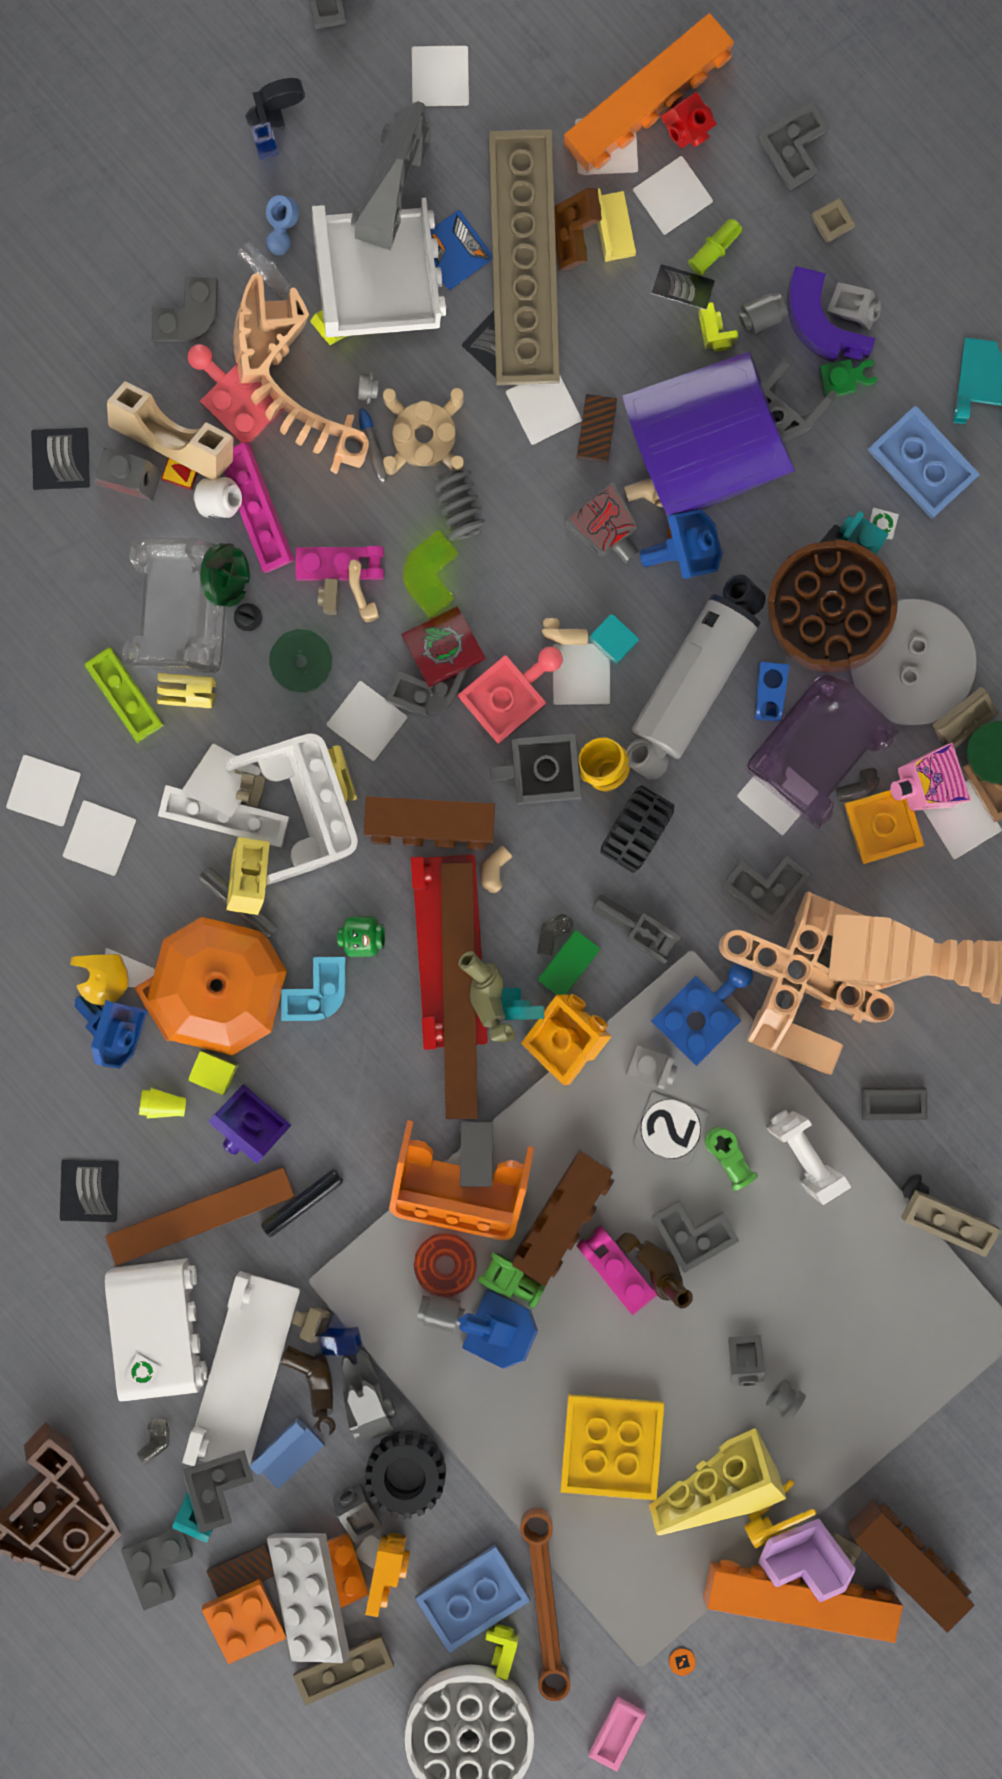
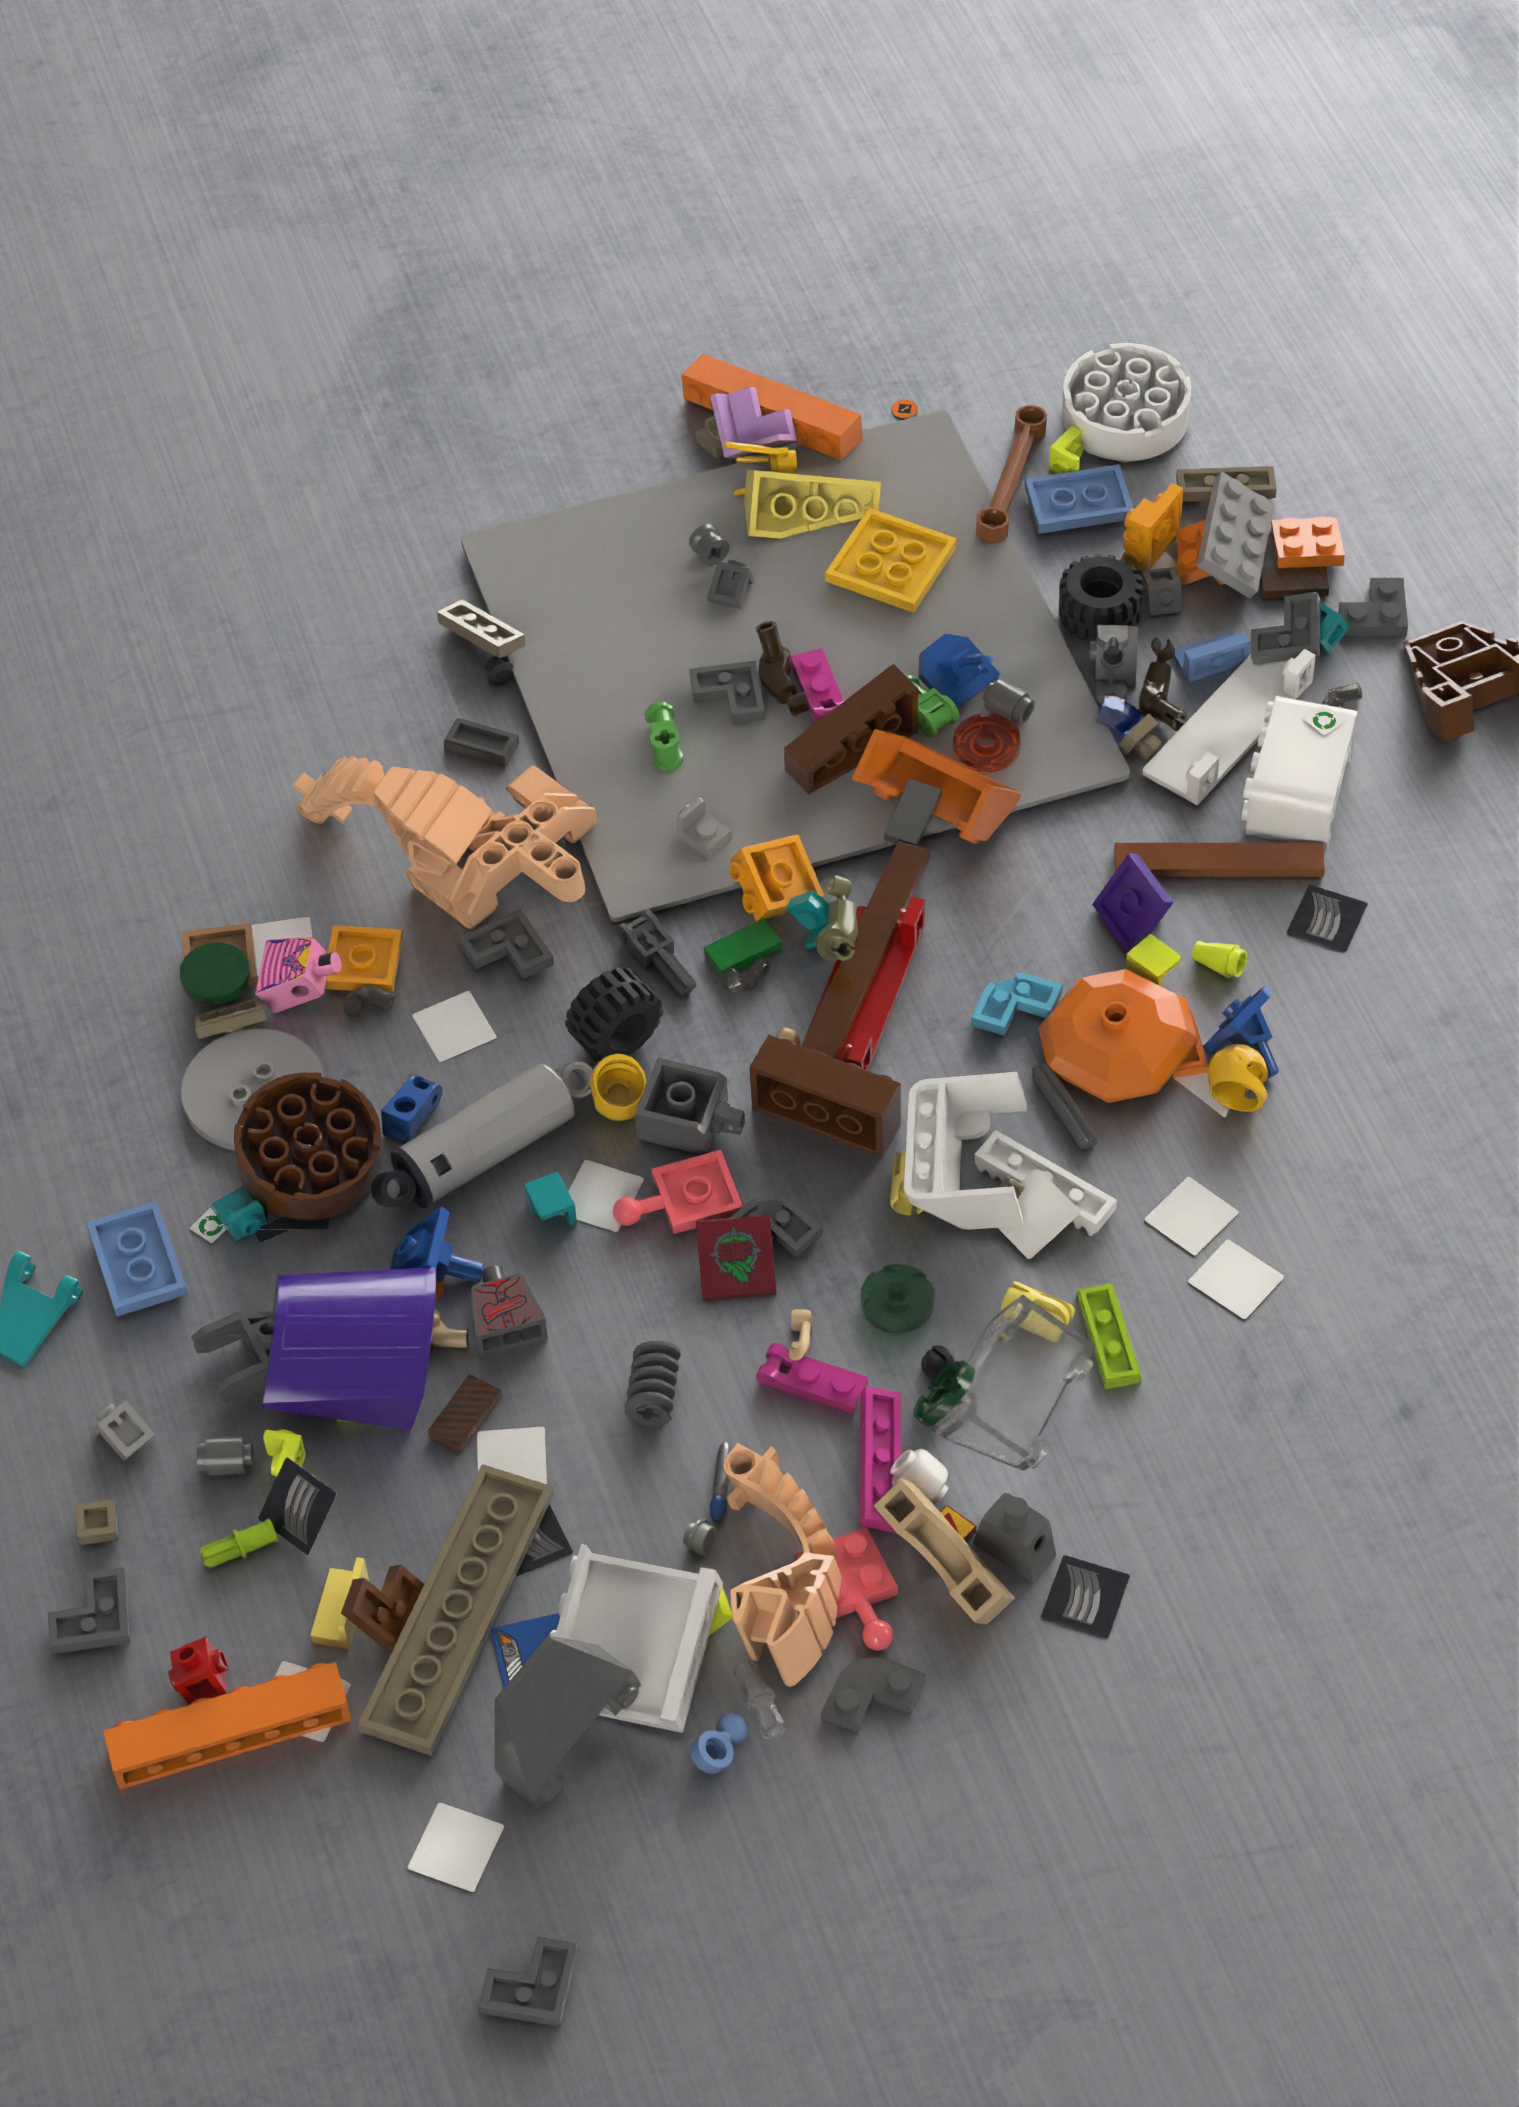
camera: 155 degrees left, 35 degrees down
(248, 875) = (1041, 1108): light yellow brick -> none
(264, 140) = (697, 1835): clear blue piece -> none
(273, 98) = (676, 1867): black piece -> none
(302, 1203) = (1106, 838): black axle -> none
(329, 596) = (838, 1343): dark tan plate -> none
(361, 936) = (945, 1029): green head -> none
(366, 720) = (852, 1228): white sticker -> none
(421, 572) = (724, 1338): clear neon green plate -> none
(423, 415) = (654, 1452): tan plate -> none
(563, 636) = (602, 1226): tan arm -> none
(617, 1733) = (990, 375): bright pink tile -> none
(670, 1128) = (710, 780): sticker -> none
(672, 195) = (256, 1621): white sticker -> none
(718, 1017) = (633, 874): blue plate -> none
(812, 325) = (174, 1449): dark purple arch -> none
(819, 746) = (384, 1052): clear purple windscreen -> none
(821, 1180) = (589, 683): white fence -> none
(843, 377) = (174, 1372): green plate -> none
(909, 1565) = (659, 400): reddish brown brick -> none

